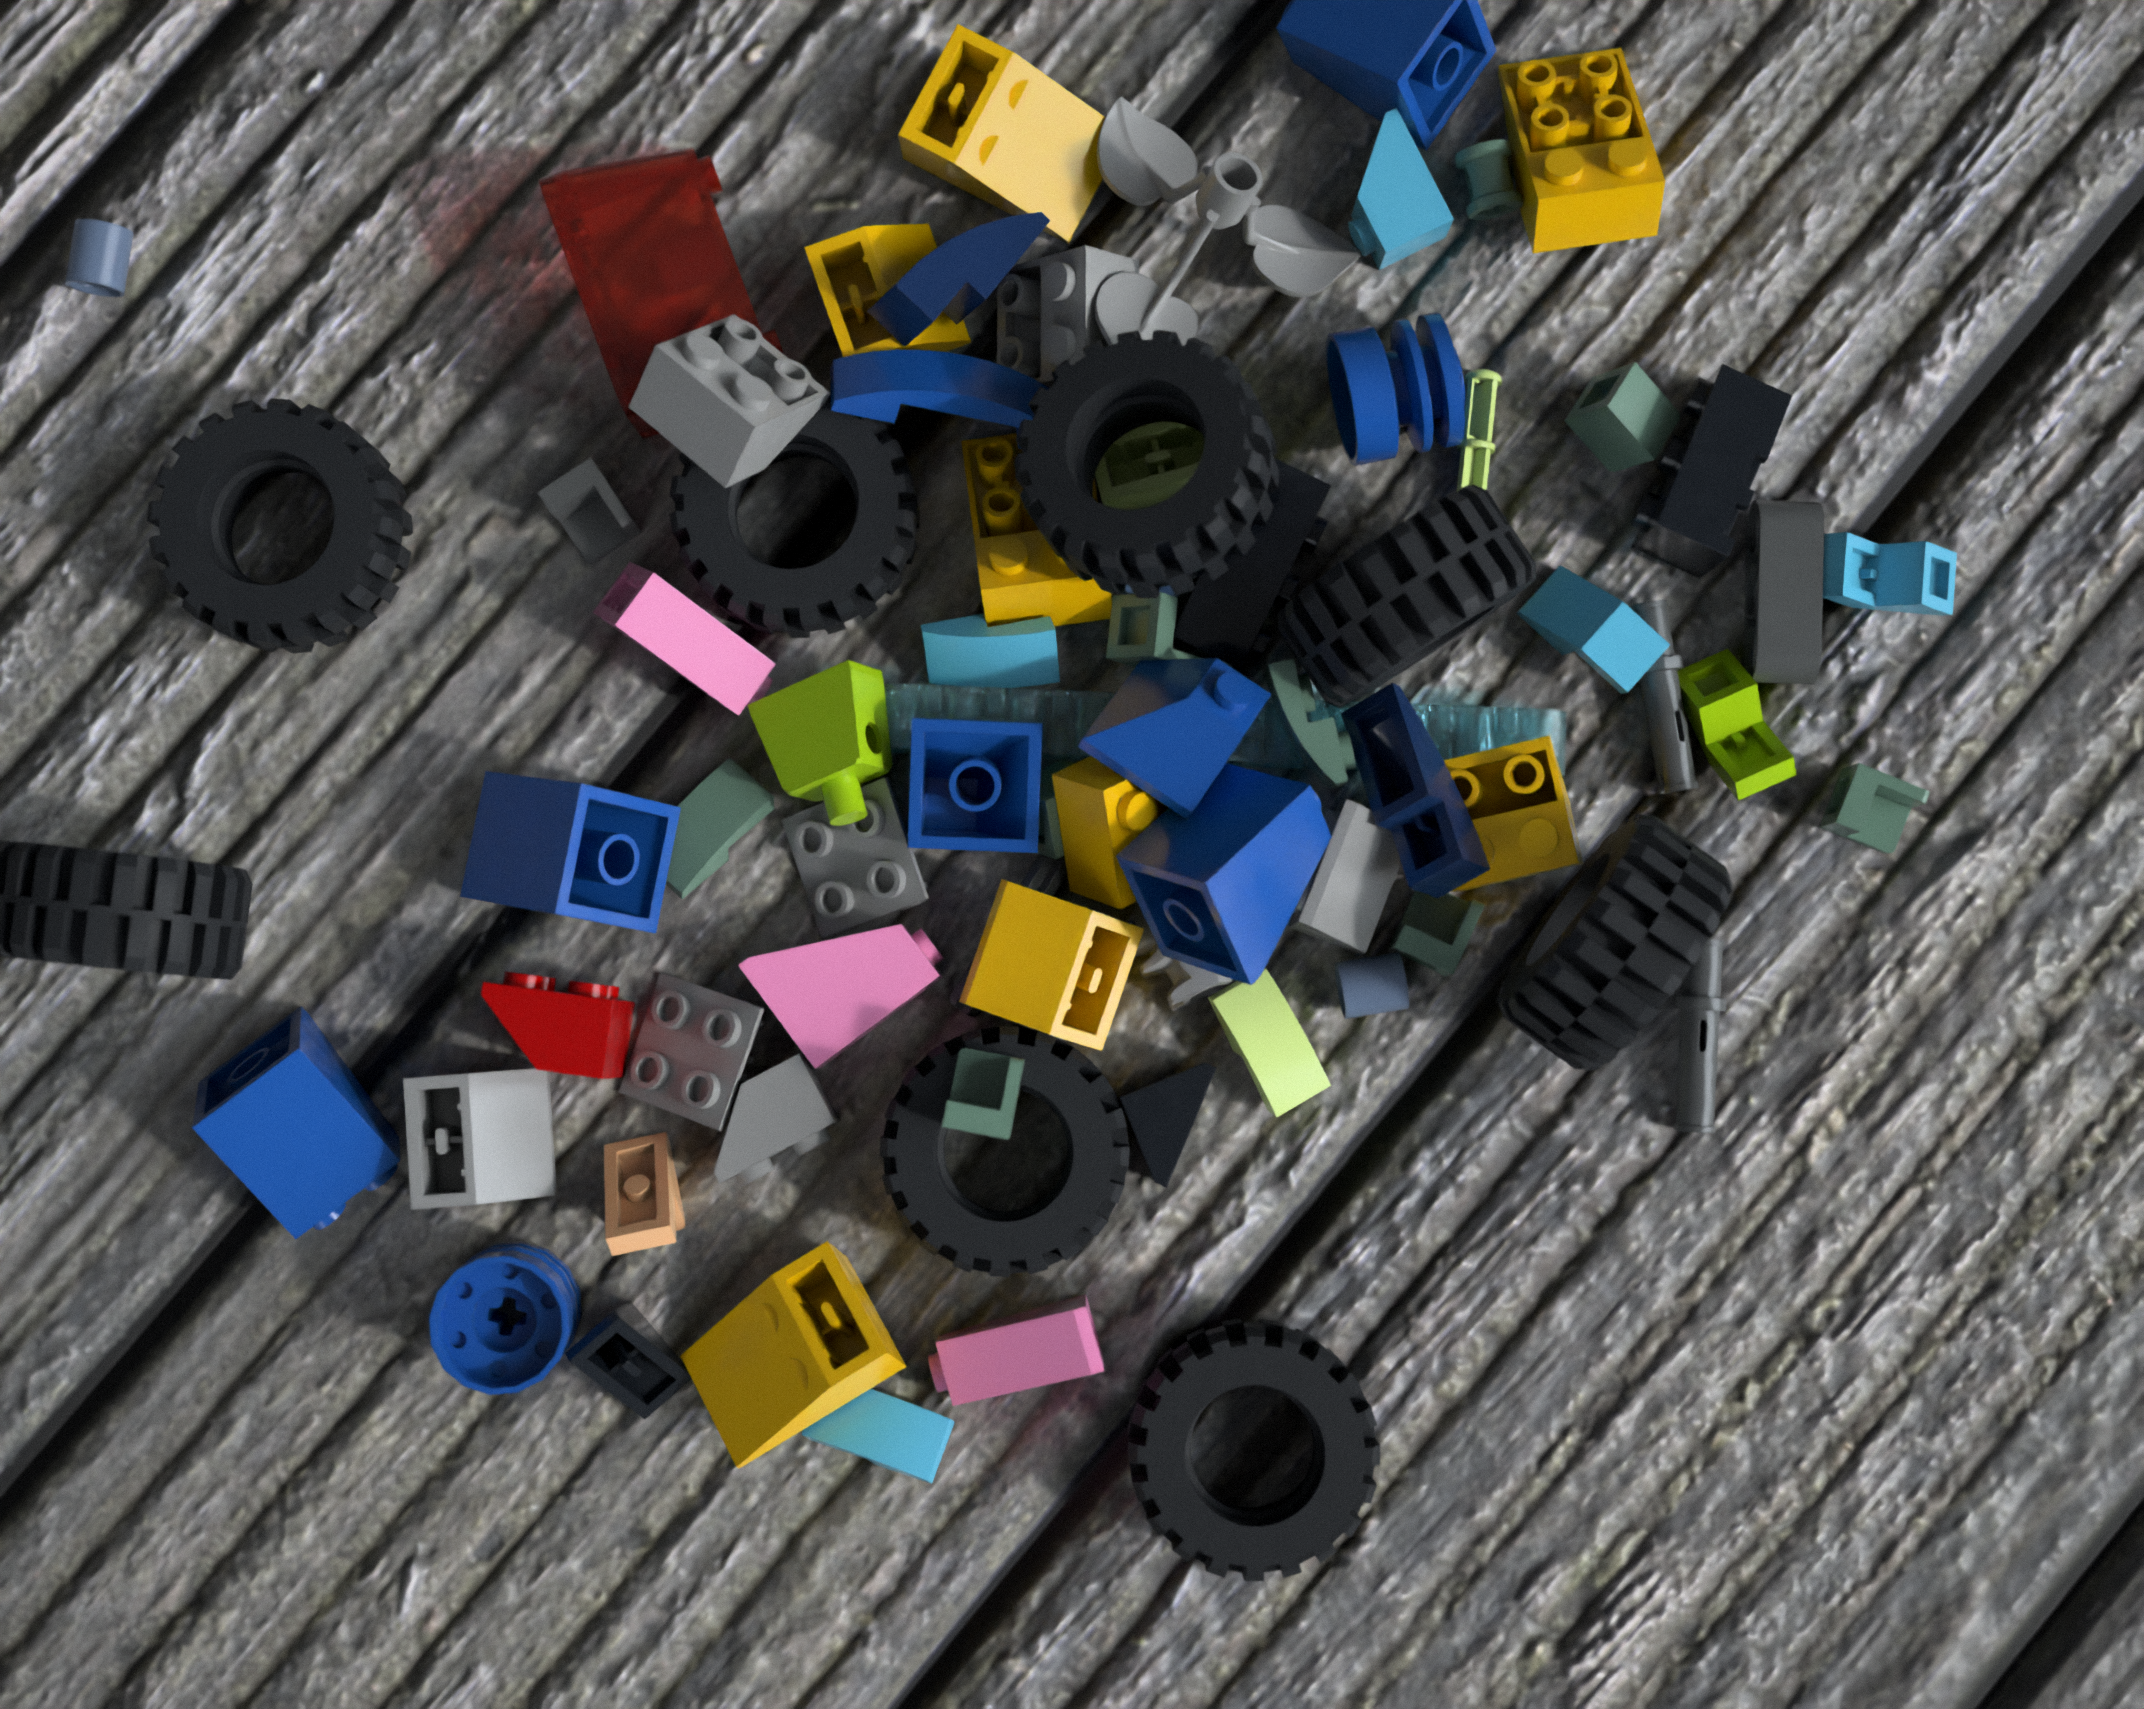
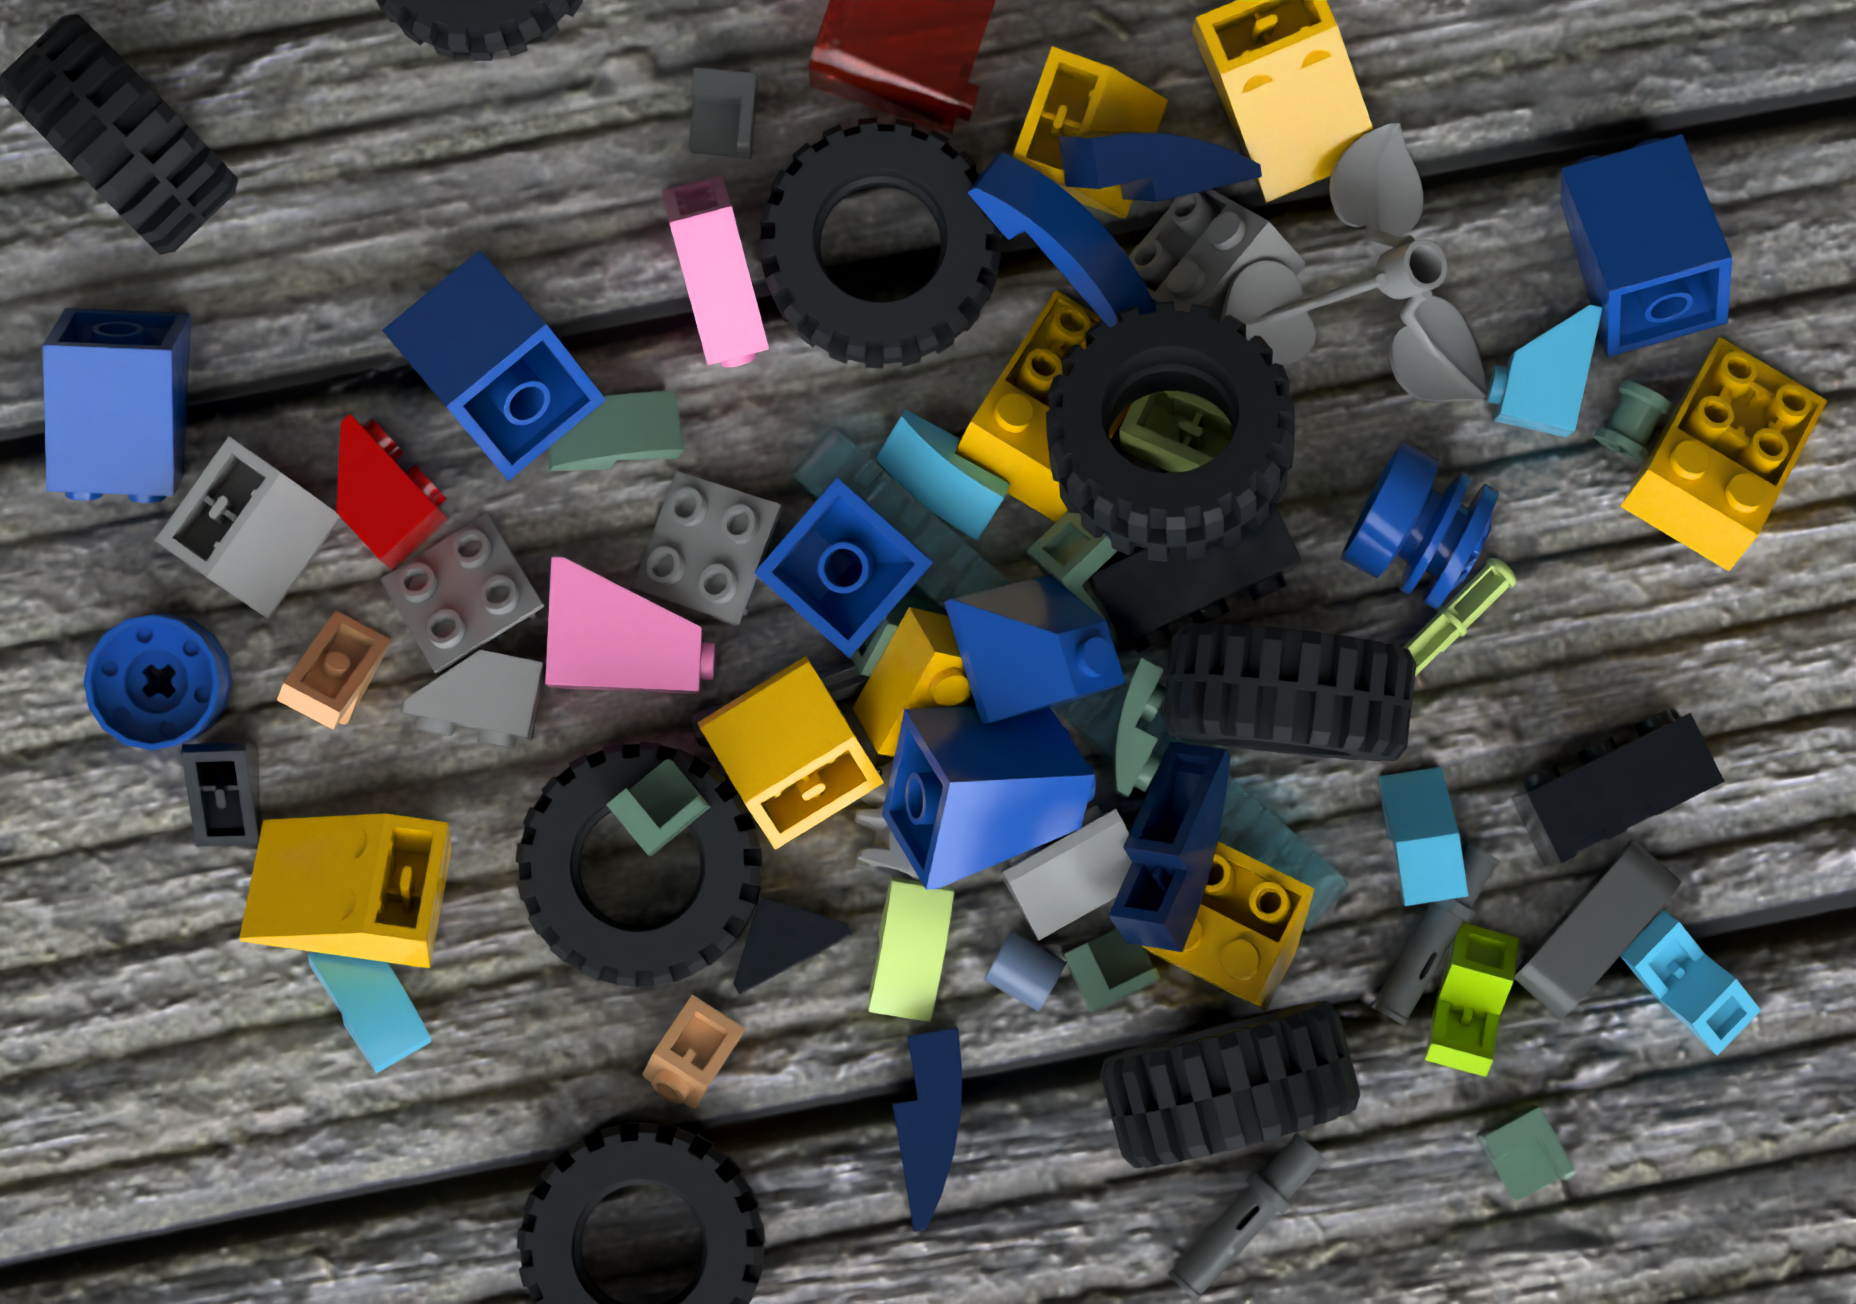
camera: 30 degrees right, 0 degrees up
(726, 398) = (895, 120): light grey slope -> none
(828, 737) = (762, 438): lime torso -> none
(1018, 1352) = (523, 1026): bright pink slope -> none
(1166, 1262) = (692, 1053): none -> light nougat bracket
(1394, 1162) = (931, 1123): none -> dark blue slope
(1623, 417) = (1583, 692): sand green panel -> none

